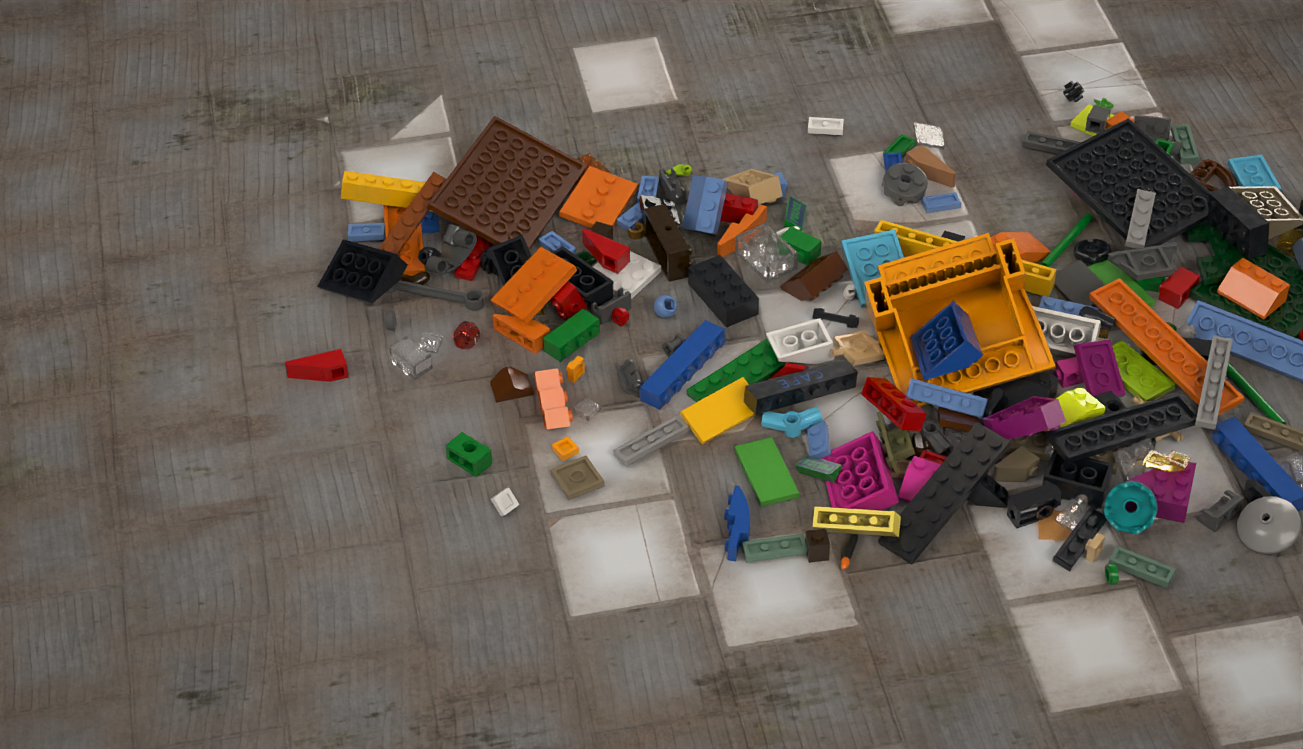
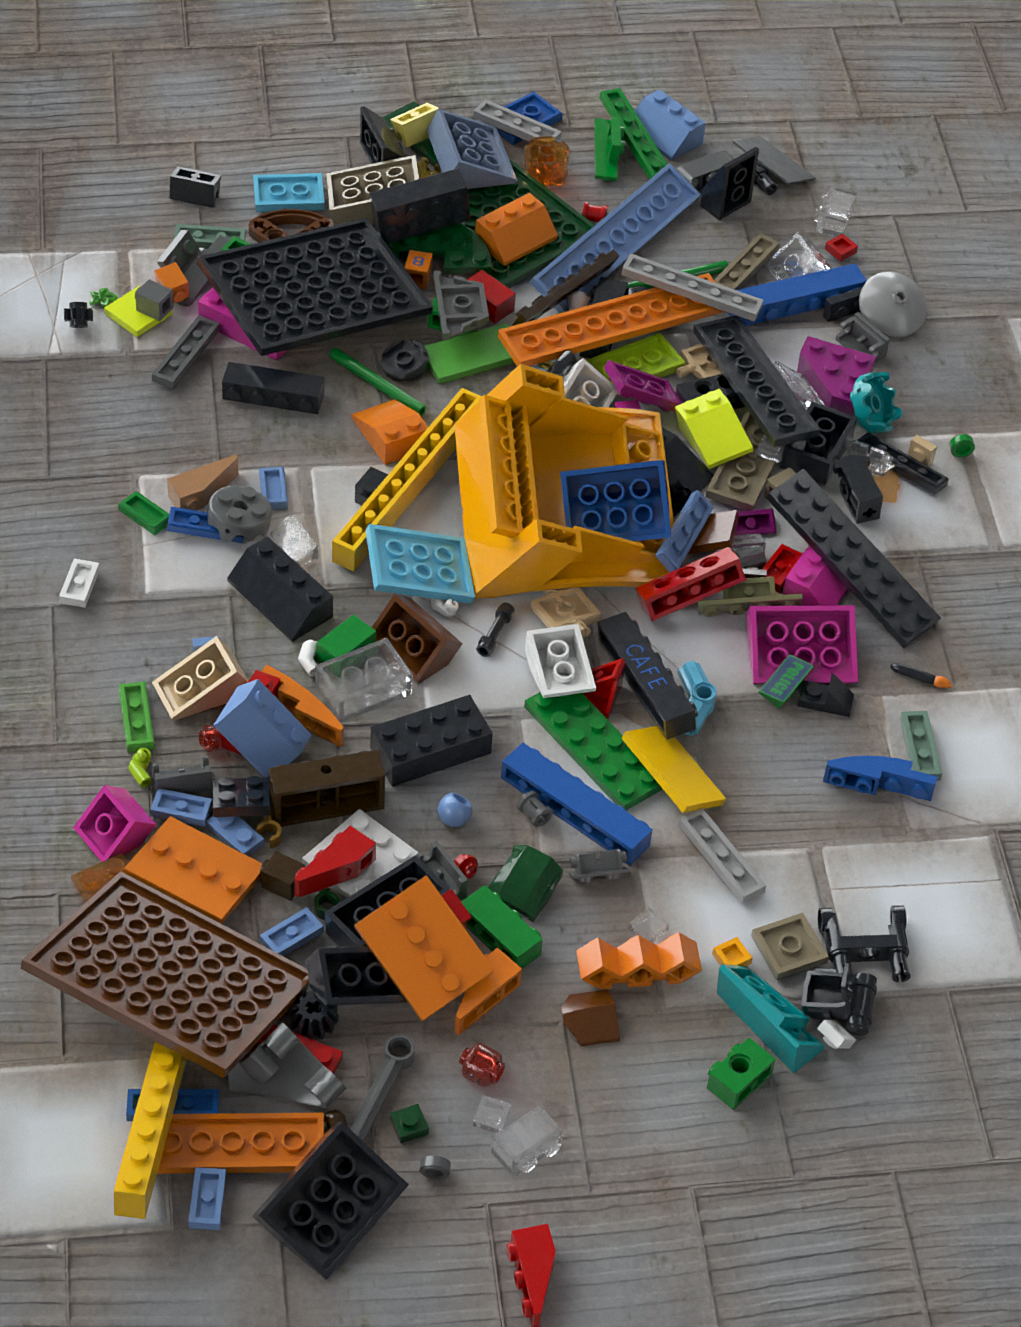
camera: 90 degrees left, 5 degrees up
(412, 216) = (224, 1108): dark orange plate -> none
(424, 310) = (409, 1123): none -> dark green plate
(427, 252) = (296, 1102): black plant -> none
(518, 464) = (768, 1015): none -> teal slope
(532, 501) = (840, 997): none -> black piece
(575, 369) = (573, 929): light orange plate -> none
(582, 532) = (880, 947): none -> black connector
(611, 346) = (527, 880): none -> dark green slope
(631, 163) = (114, 823): none -> dark pink slope
(721, 165) = (136, 716): none -> bright green tile
(766, 471) = (780, 740): bright green tile -> none
(795, 213) = (270, 646): slope -> none
(812, 495) = (830, 698): none -> black slope
(817, 545) = (923, 696): dark brown brick -> none
(819, 440) = (734, 676): medium blue plate -> none
(844, 214) = (281, 589): none -> black slope
(857, 521) = (897, 649): light yellow brick -> none
(894, 215) = (295, 540): none -> clear slope
(928, 135) = (128, 477): clear piece -> none
(1026, 418) = (749, 454): magenta brick -> none
(1036, 189) = (273, 388): none -> black brick
(1077, 282) = (475, 375): dark grey tile -> none
(1140, 219) = (385, 292): light grey plate -> none
(1142, 567) = (949, 420): sand green plate -> none
(1173, 462) = (816, 351): clear yellow slope -> none
(1184, 315) = (572, 283): none -> dark brown plate
(1194, 247) = (419, 267): none -> orange brick
(1235, 127) = (194, 186): none -> black hinge

